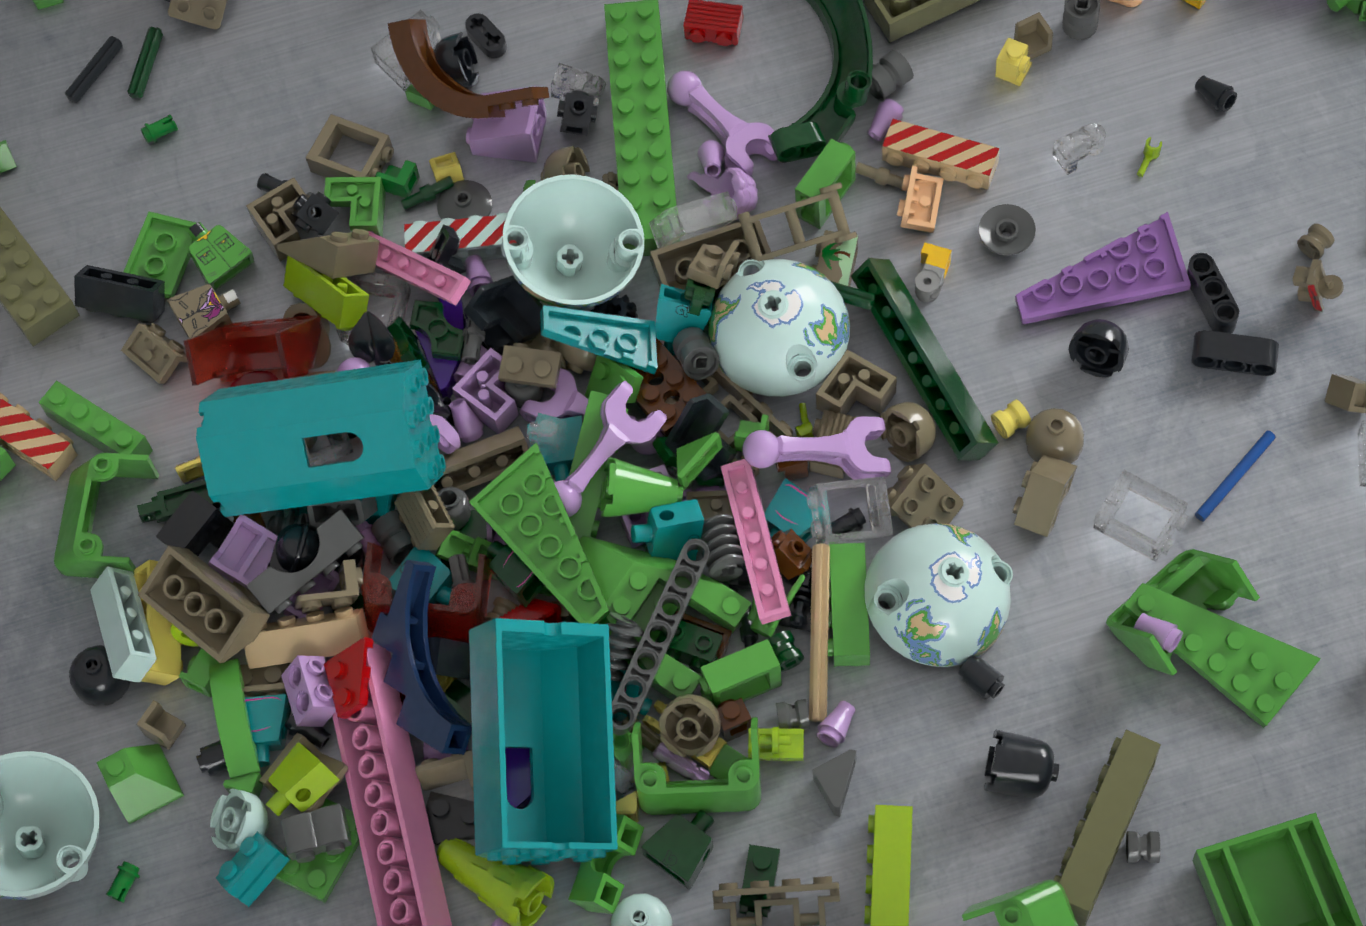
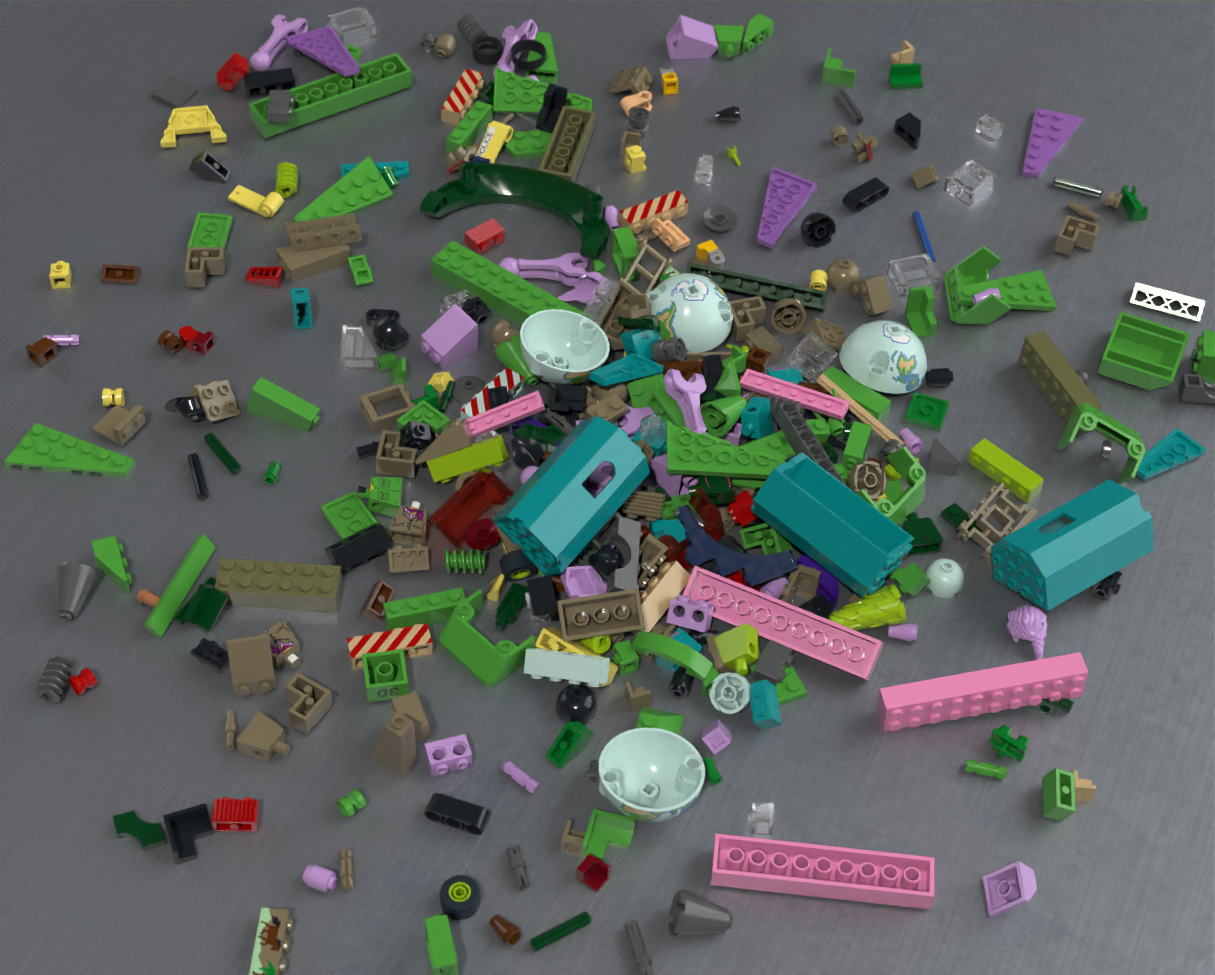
camera: 60 degrees left, 15 degrees down
(38, 710) = (569, 743): none -> green slope
(80, 370) = (379, 594): none -> reddish brown slope
(175, 851) = (716, 736): none -> lavender panel
(186, 400) = (465, 561): none -> bright green piece
(252, 58) = (281, 406): none -> bright green slope
(349, 678) = (706, 585): red wing -> none
(419, 122) = (399, 372): none -> bright green slope
(420, 66) = (409, 343): reddish brown arch -> none
(711, 157) = (559, 284): lavender cone -> none
(777, 177) = (599, 267): none -> bright green slope
(842, 449) = (778, 336): lavender piece -> none
(913, 706) = (927, 411): none -> green tile
(1020, 765) = (997, 391): black cylinder -> none
(1072, 576) = (920, 311): none -> bright green panel
(1212, 281) = (830, 181): black beam -> none

